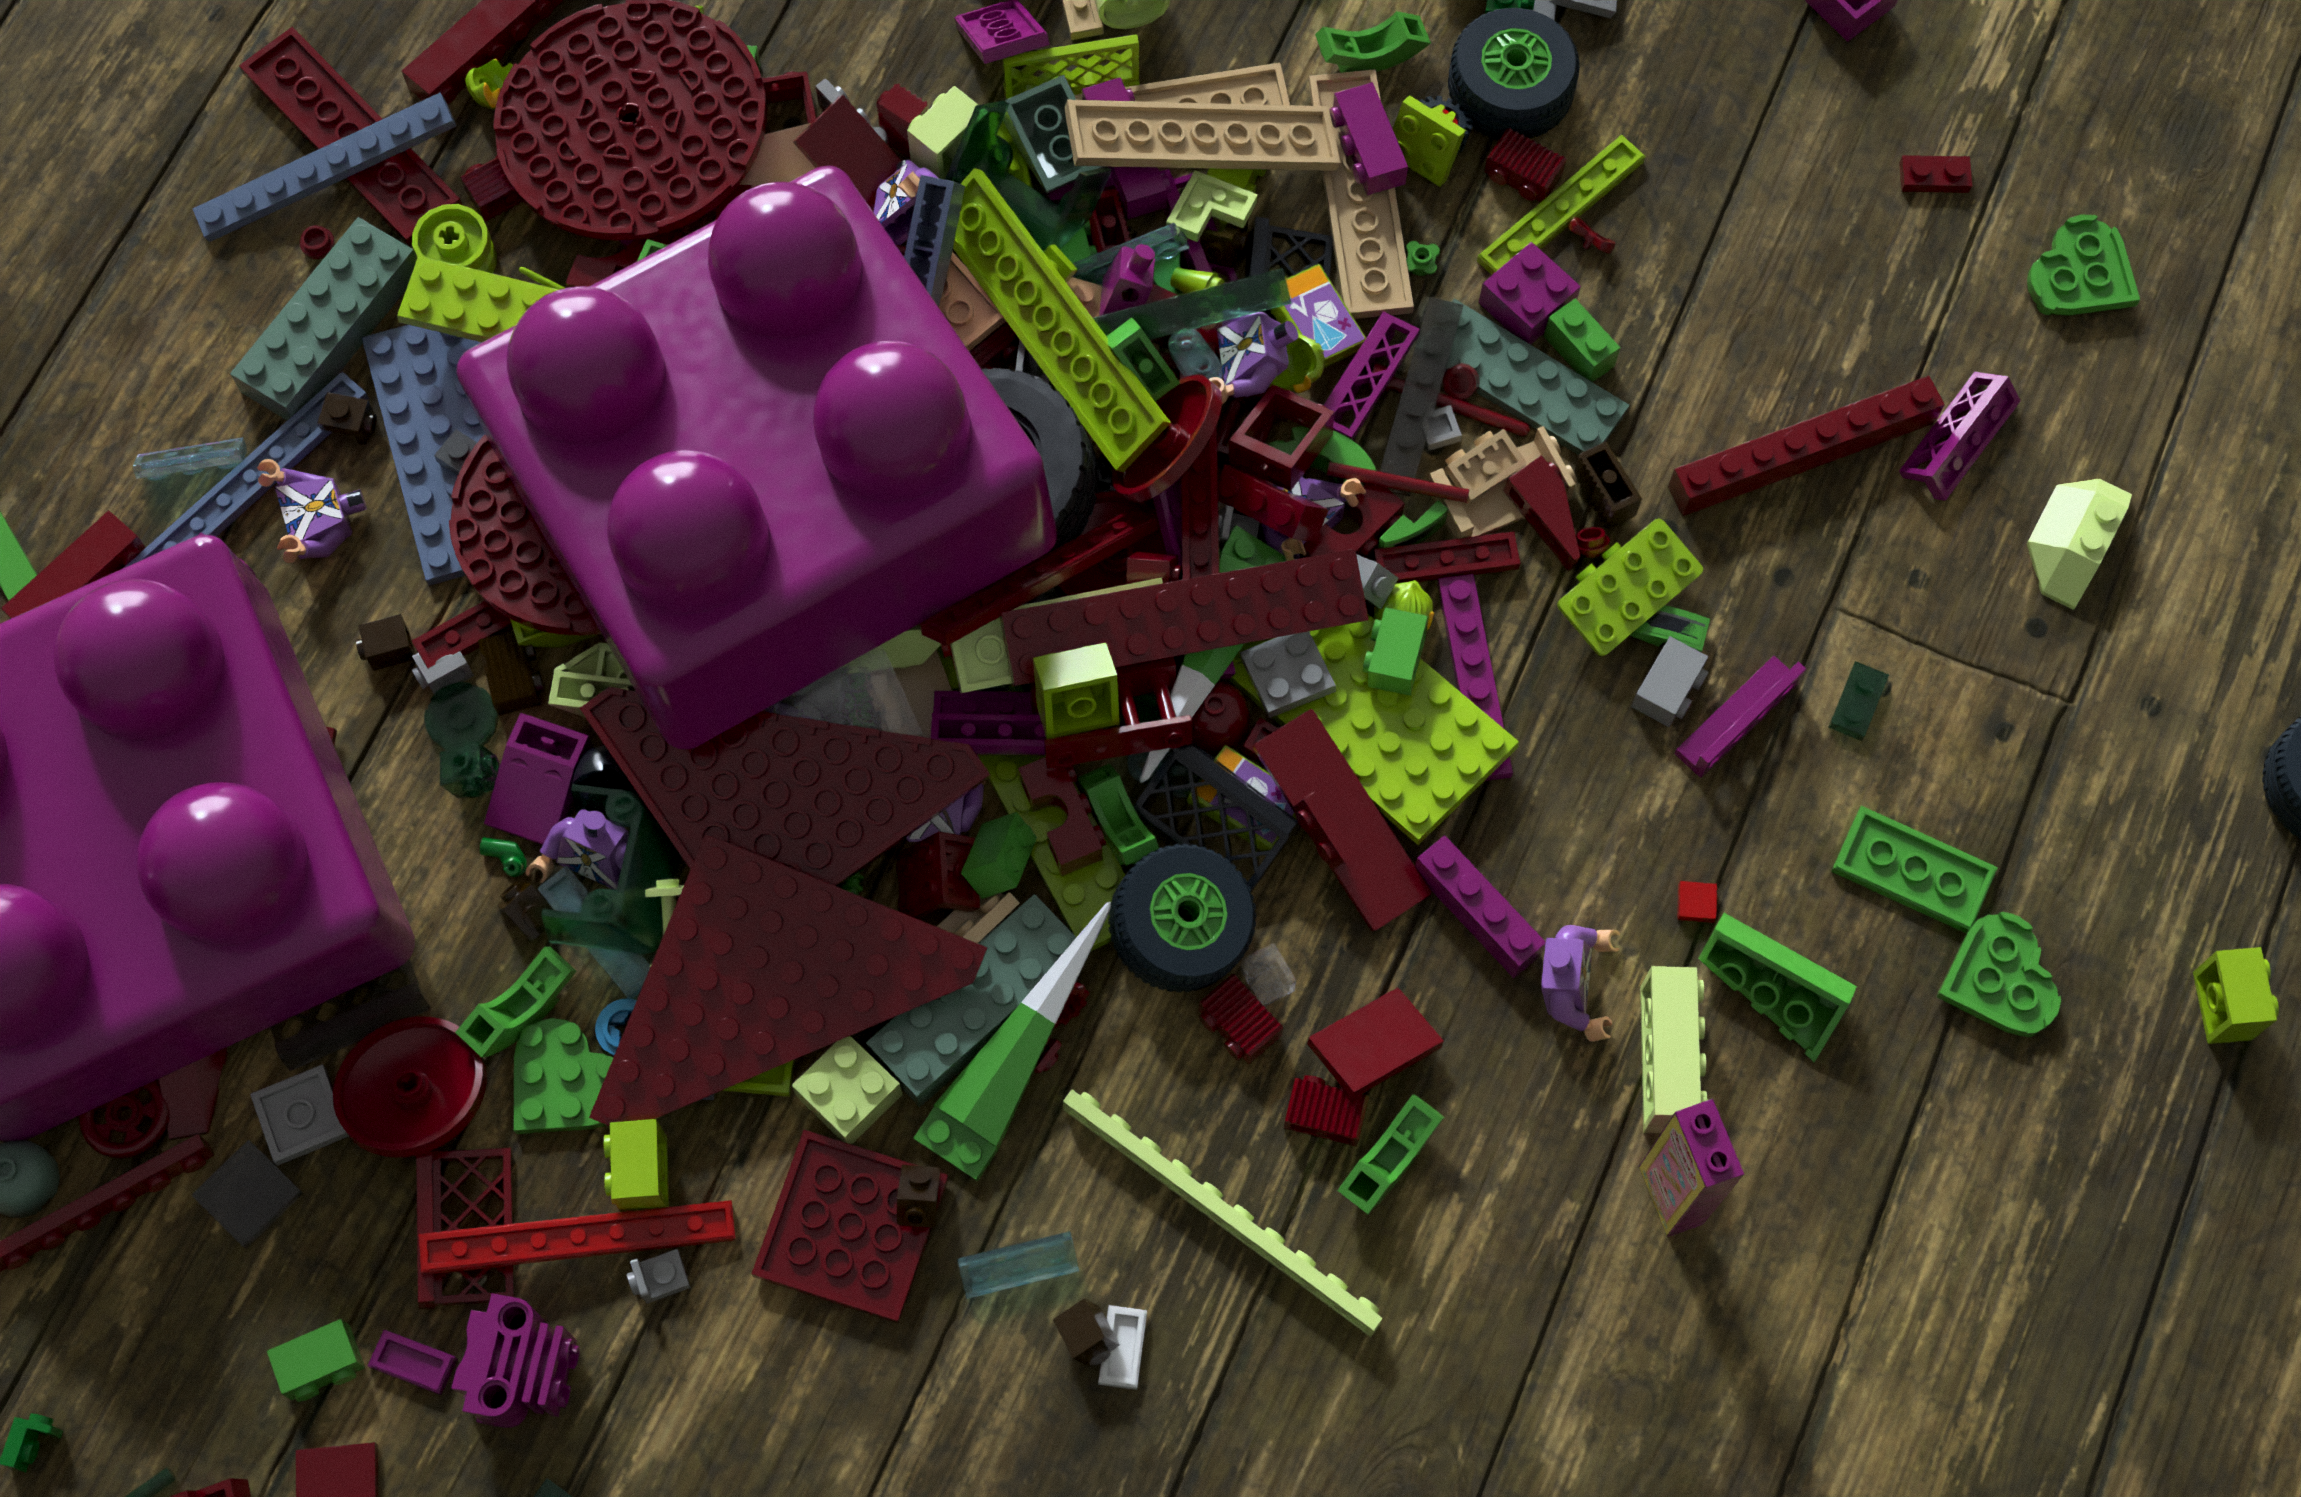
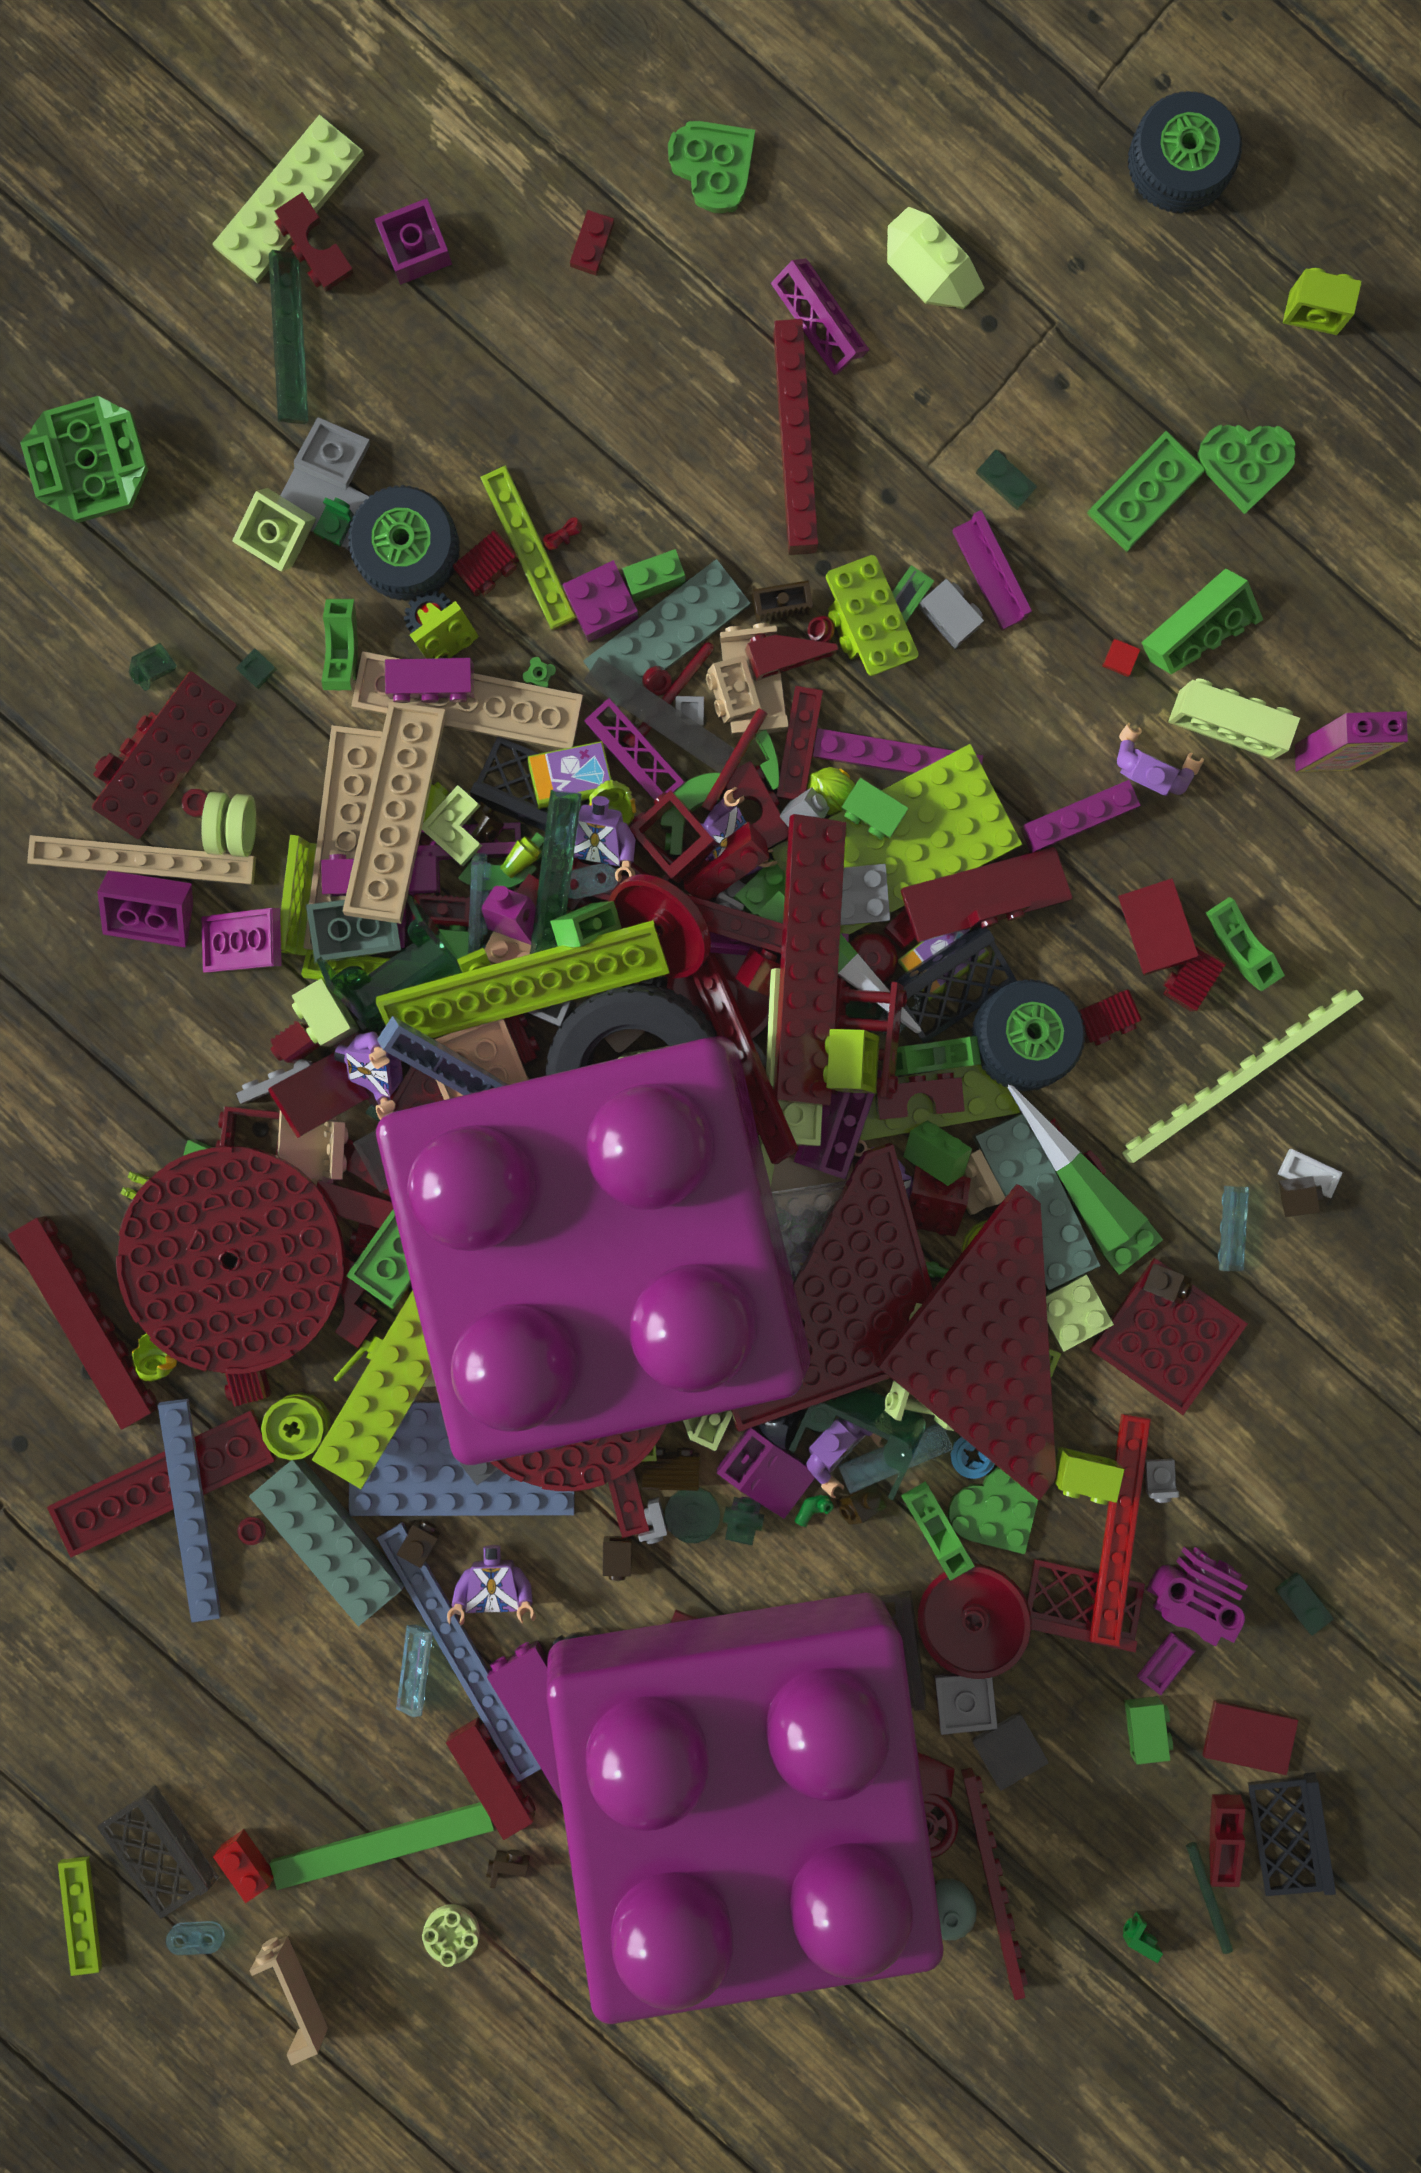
camera: 75 degrees left, 20 degrees up
(1268, 975) = (1080, 985): clear panel -> none

